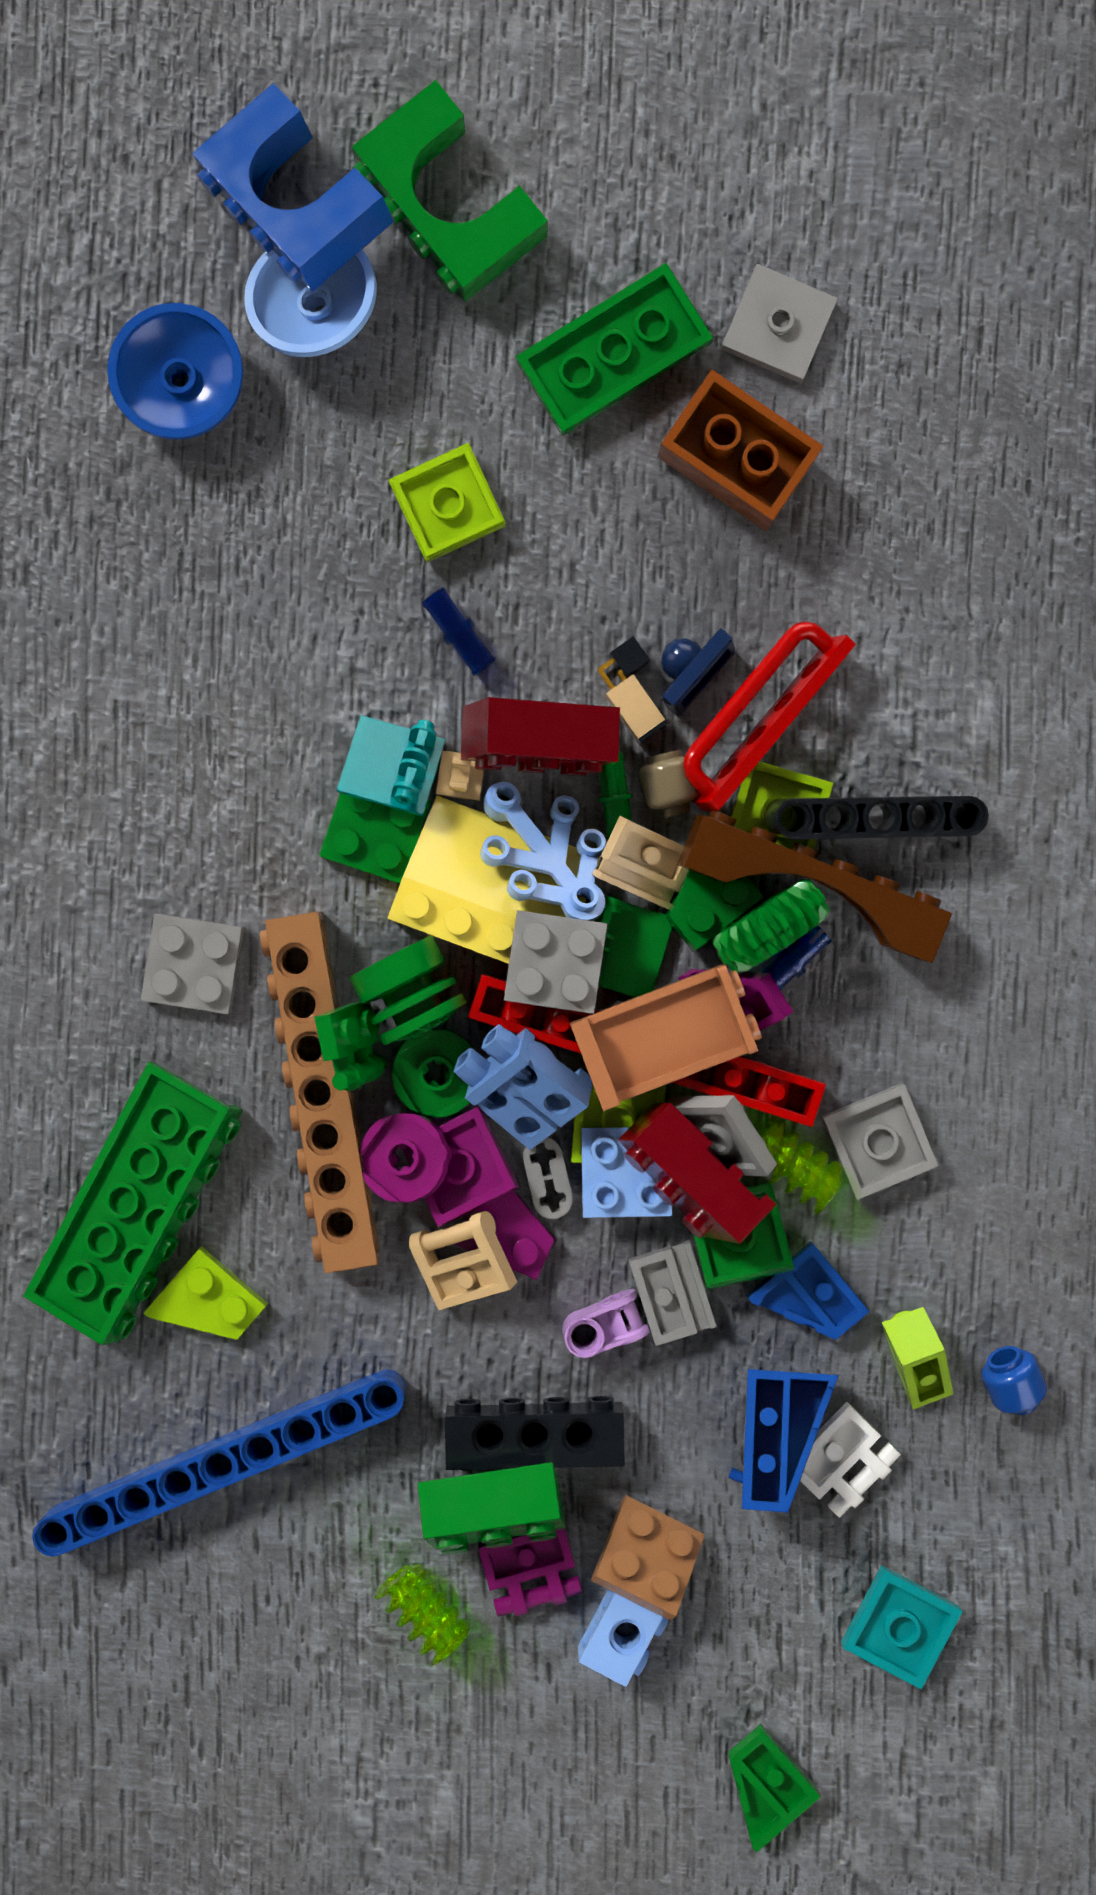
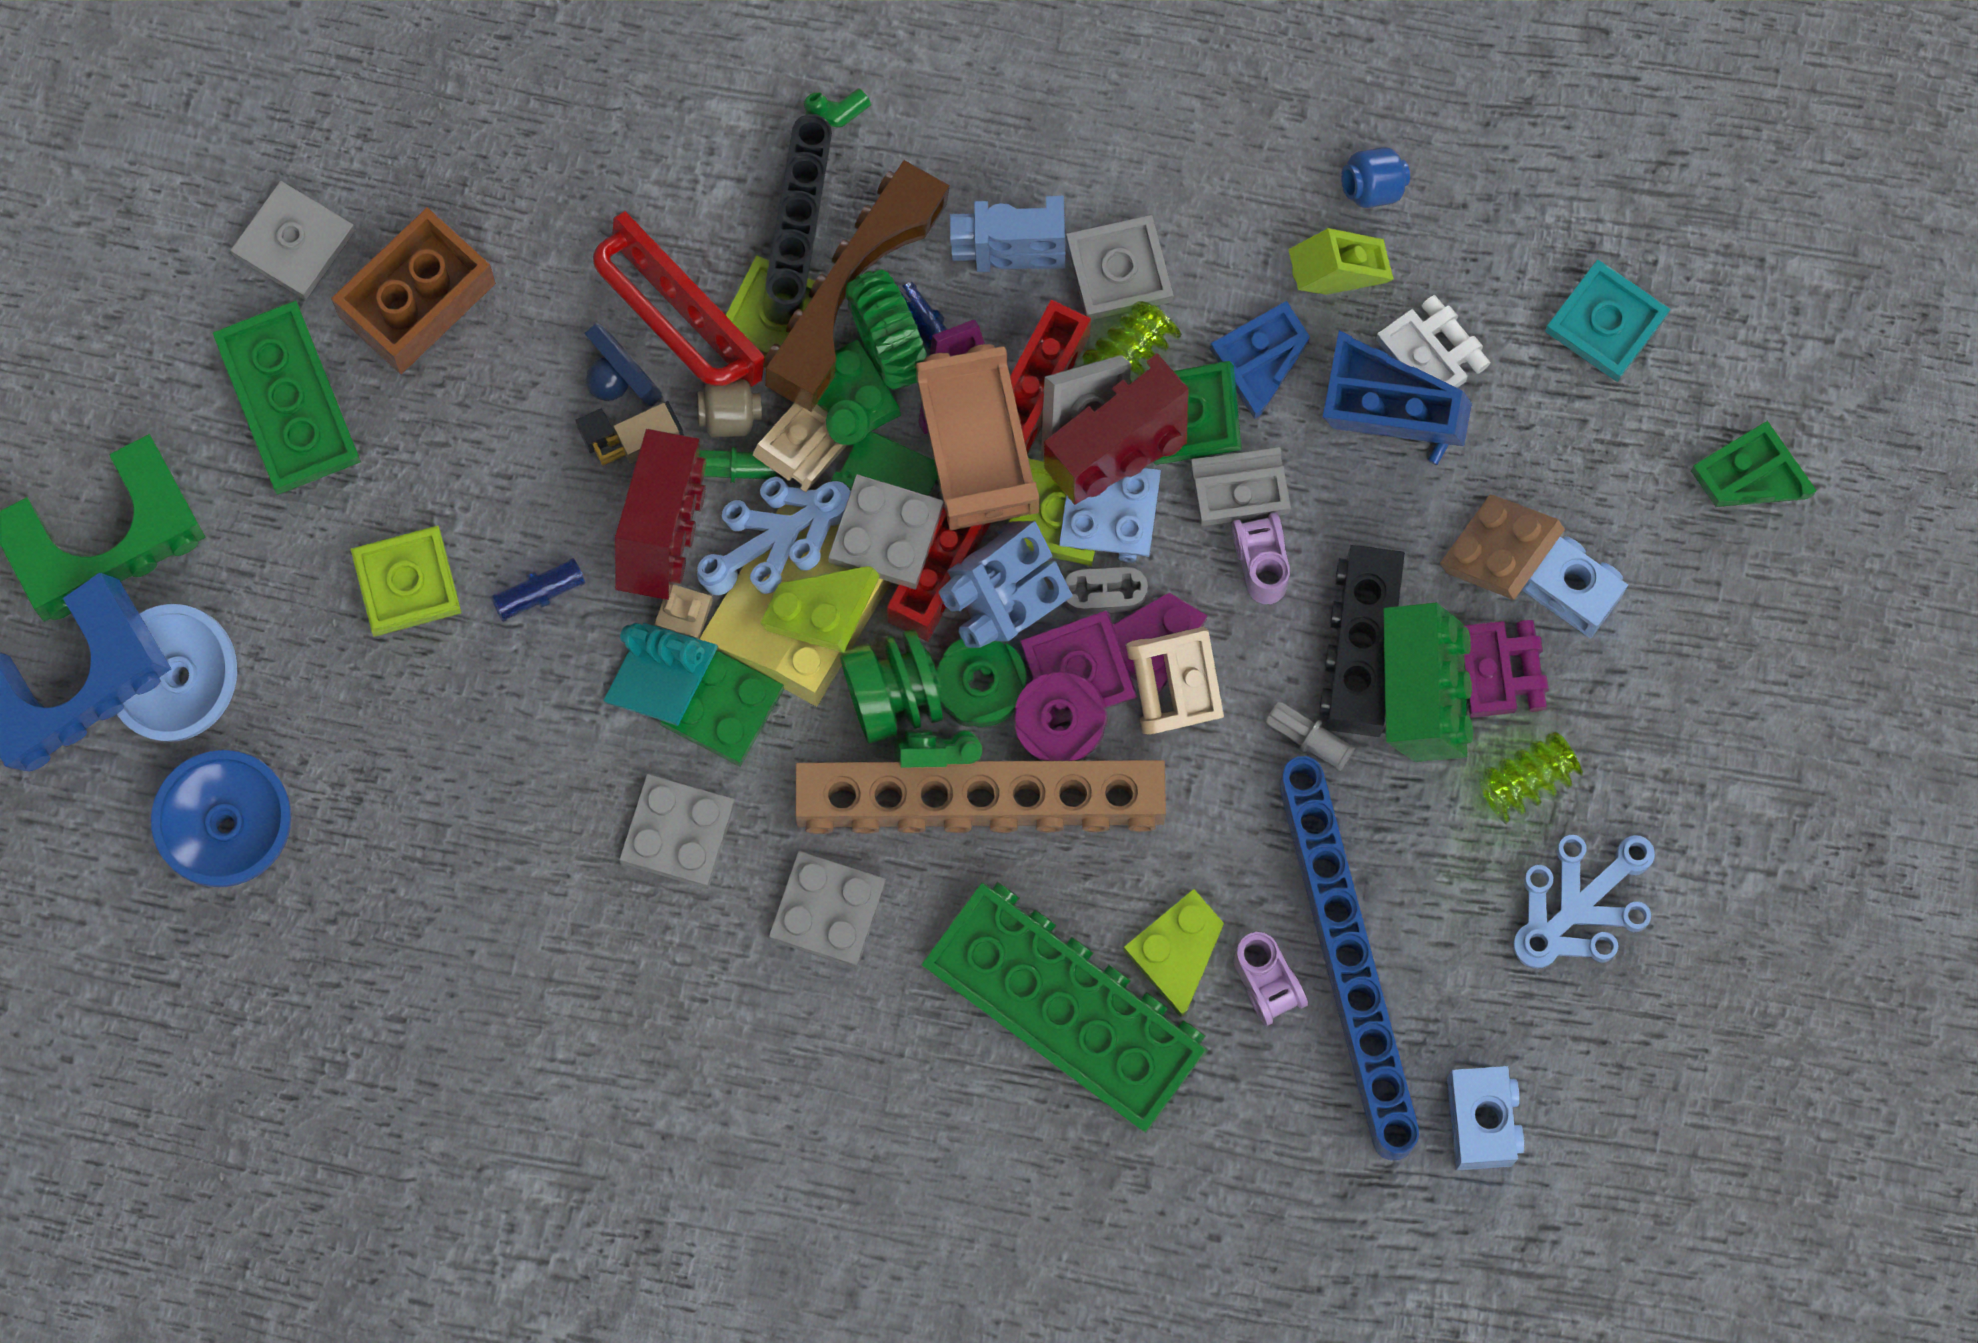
camera: 85 degrees left, 15 degrees down
(108, 1592) = (1473, 1144): none -> light blue brick
(185, 1391) = (1268, 980): none -> lavender piece
(244, 808) = (677, 831): none -> light grey plate
(308, 1671) = (1579, 907): none -> light blue plant
(433, 1395) = (1310, 735): none -> light grey axle
(467, 911) = (821, 607): none -> lime wing
(669, 903) = (847, 422): none -> green plate
(889, 1033) = (1010, 236): none -> medium blue hips
(998, 834) = (837, 113): none -> green arm

